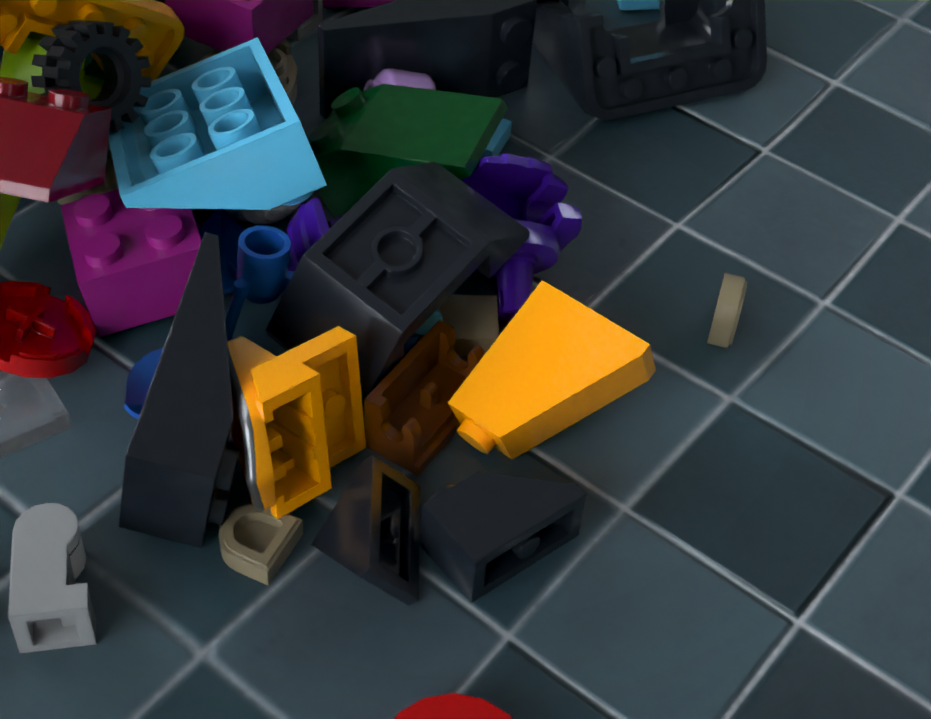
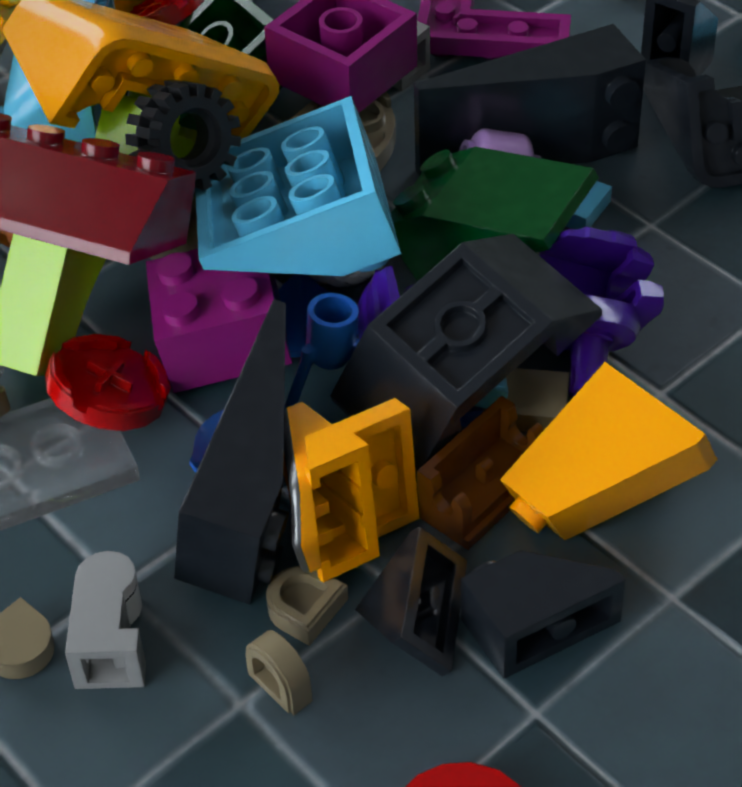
camera: 15 degrees right, 0 degrees up
(242, 615) = (279, 671): none -> dark tan tile

